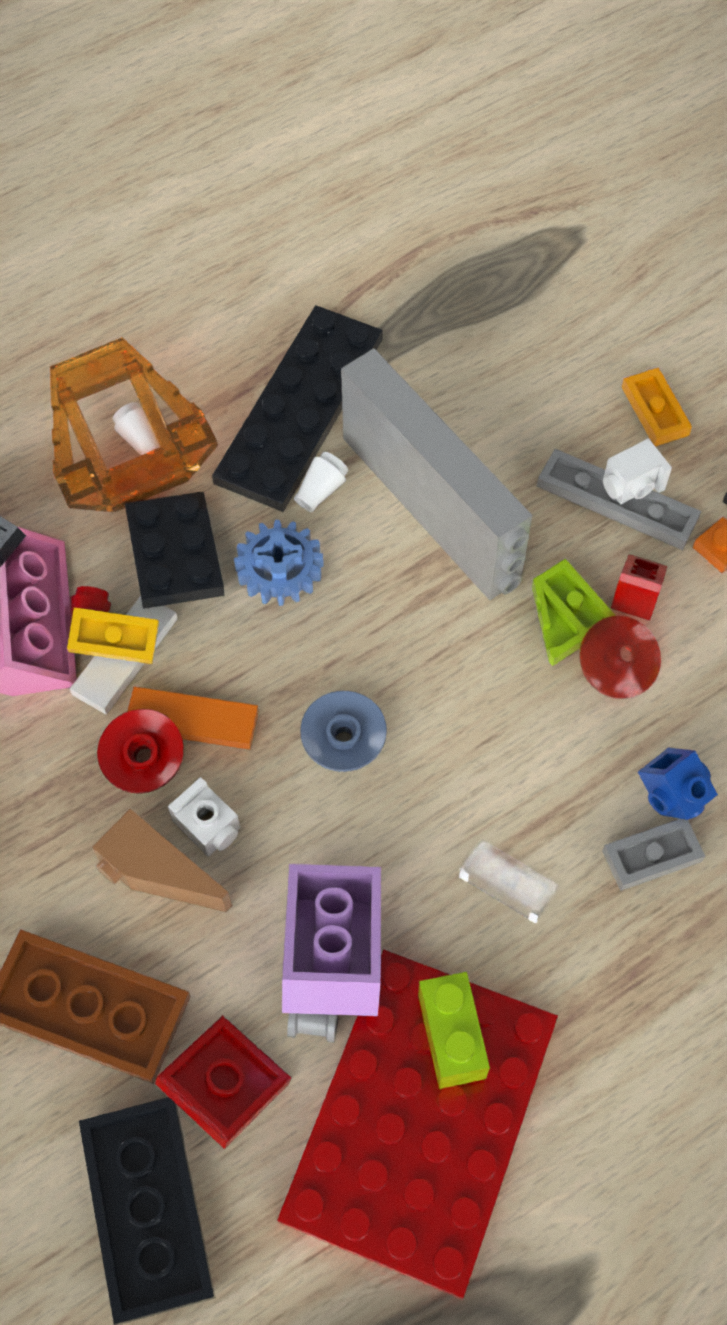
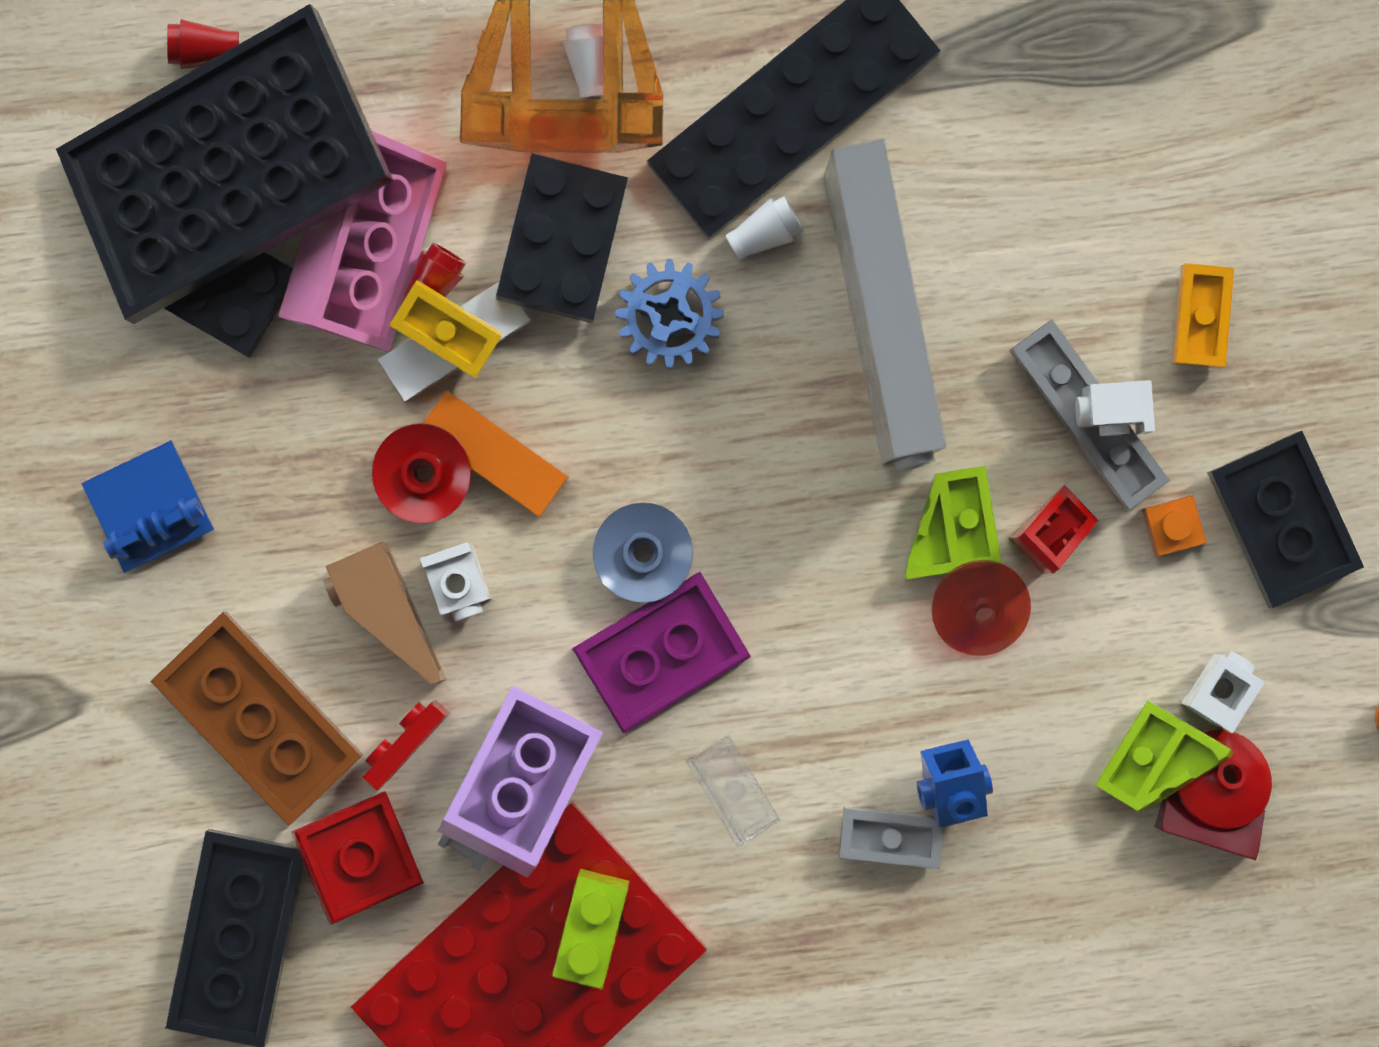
camera: 25 degrees right, 25 degrees up
(214, 983) = (389, 757): none -> red plate
(395, 803) = (661, 653): none -> magenta tile

